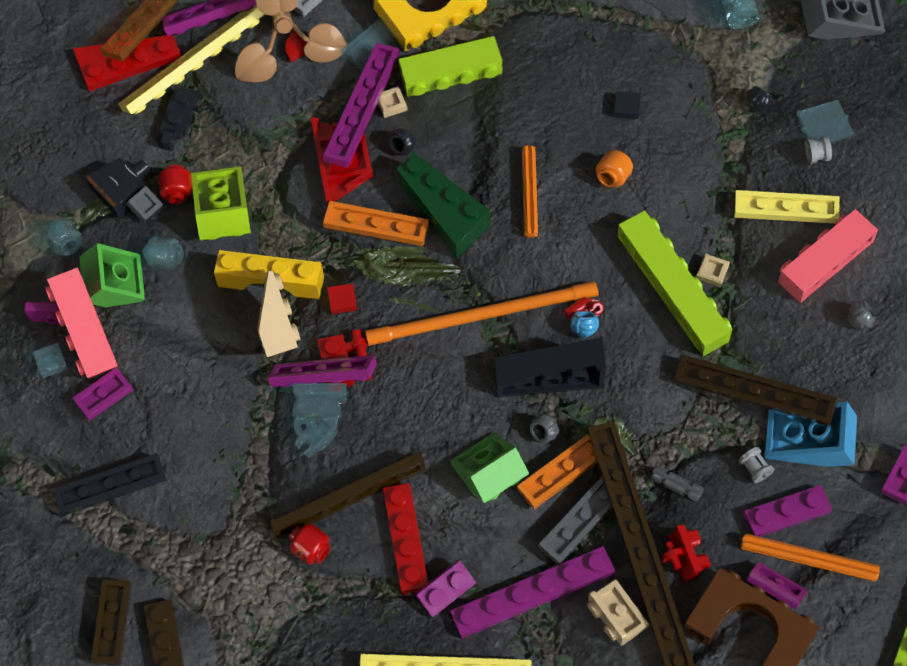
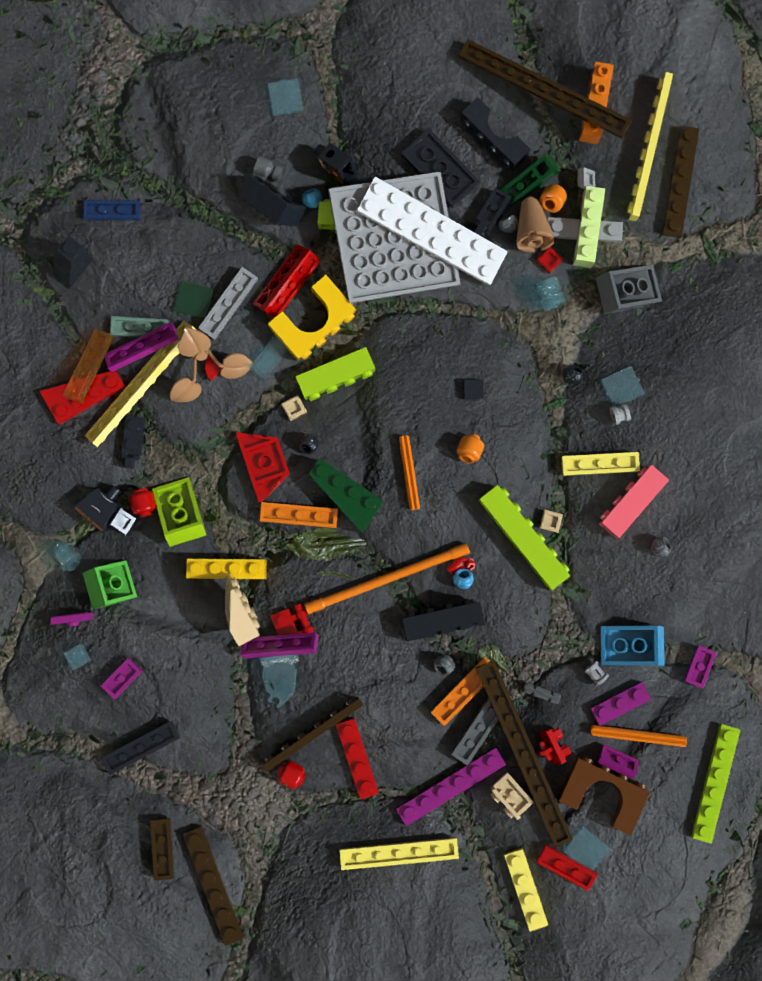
camera: 15 degrees left, 20 degrees up
(82, 323) = (96, 631): coral brick -> none
(163, 252) = (144, 560): clear light blue head -> none
(342, 299) = (283, 578): red tile -> none
(361, 105) = (273, 419): magenta plate -> none
(445, 588) = (390, 793): magenta plate -> none
(490, 467) = (408, 699): bright green slope -> none
(756, 390) = (591, 620): dark brown plate -> none

